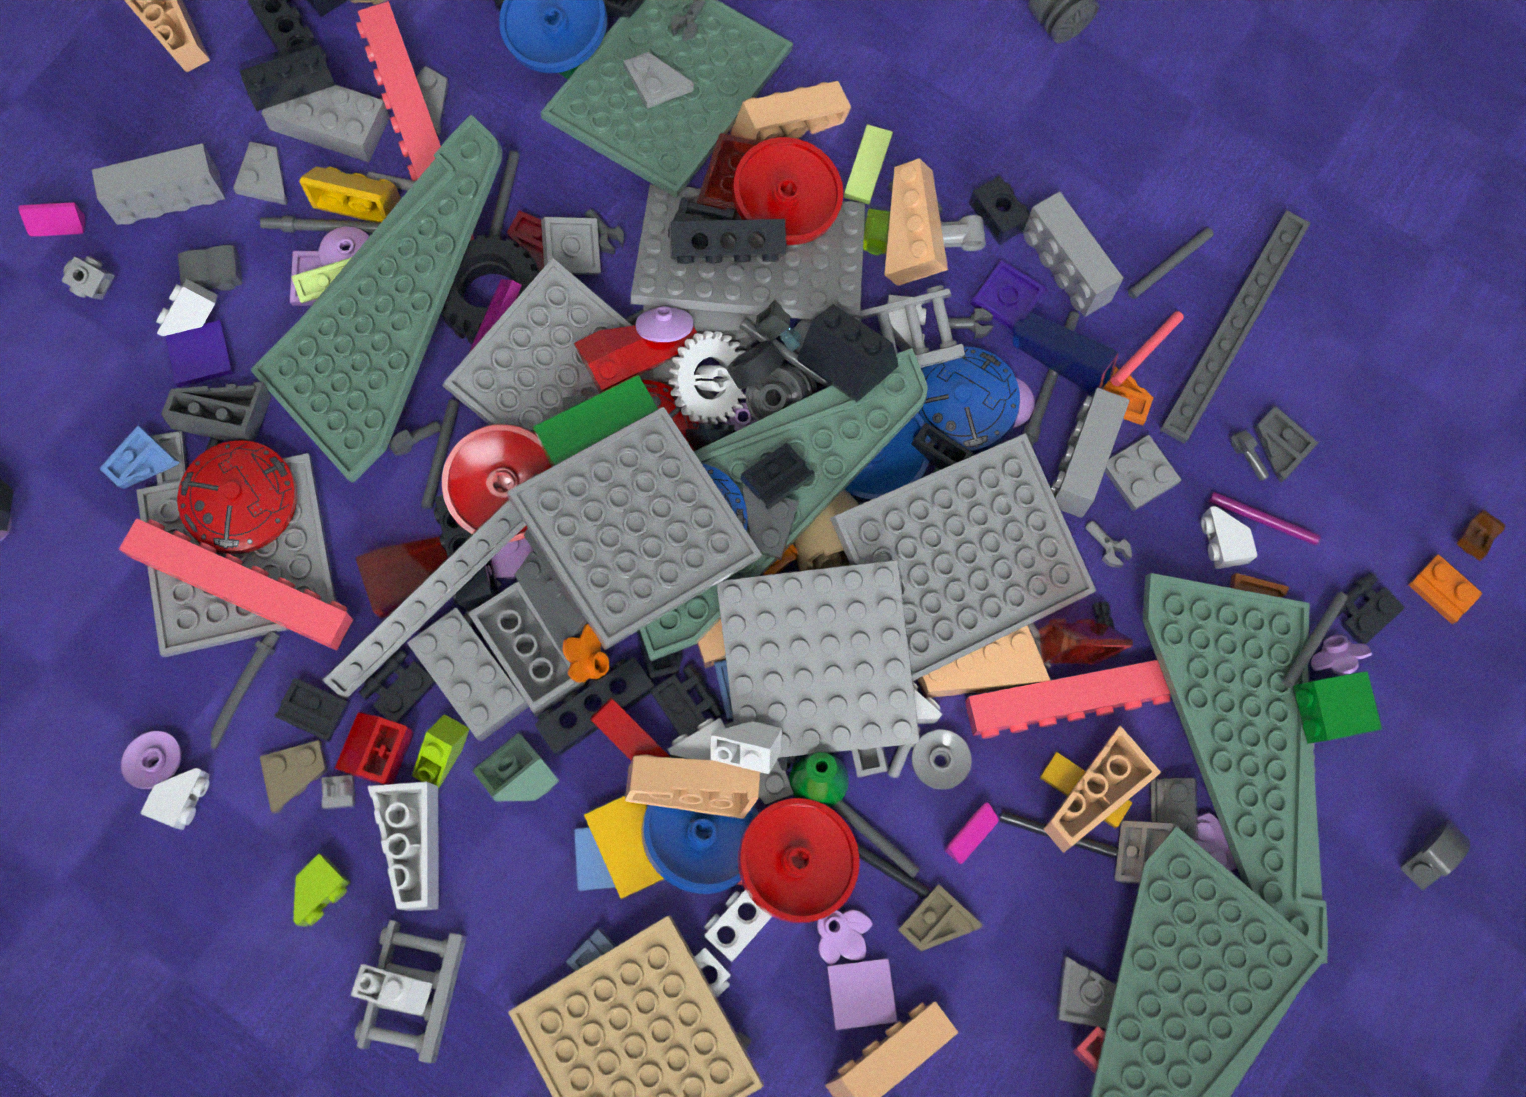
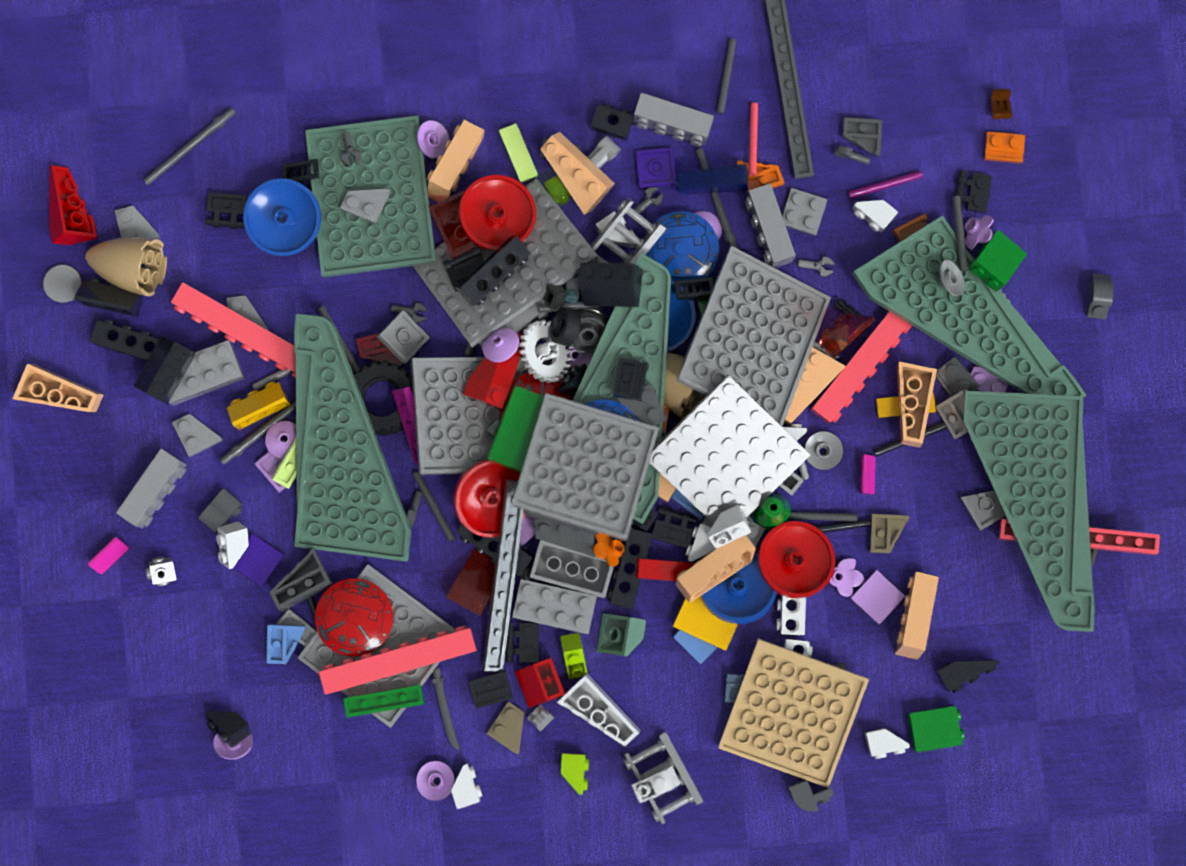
camera: 40 degrees left, 10 degrees up
(179, 616) = (383, 701): none -> green plate
(793, 69) = (437, 135): none -> lavender dish
(1265, 678) = (951, 278): none -> light grey dish

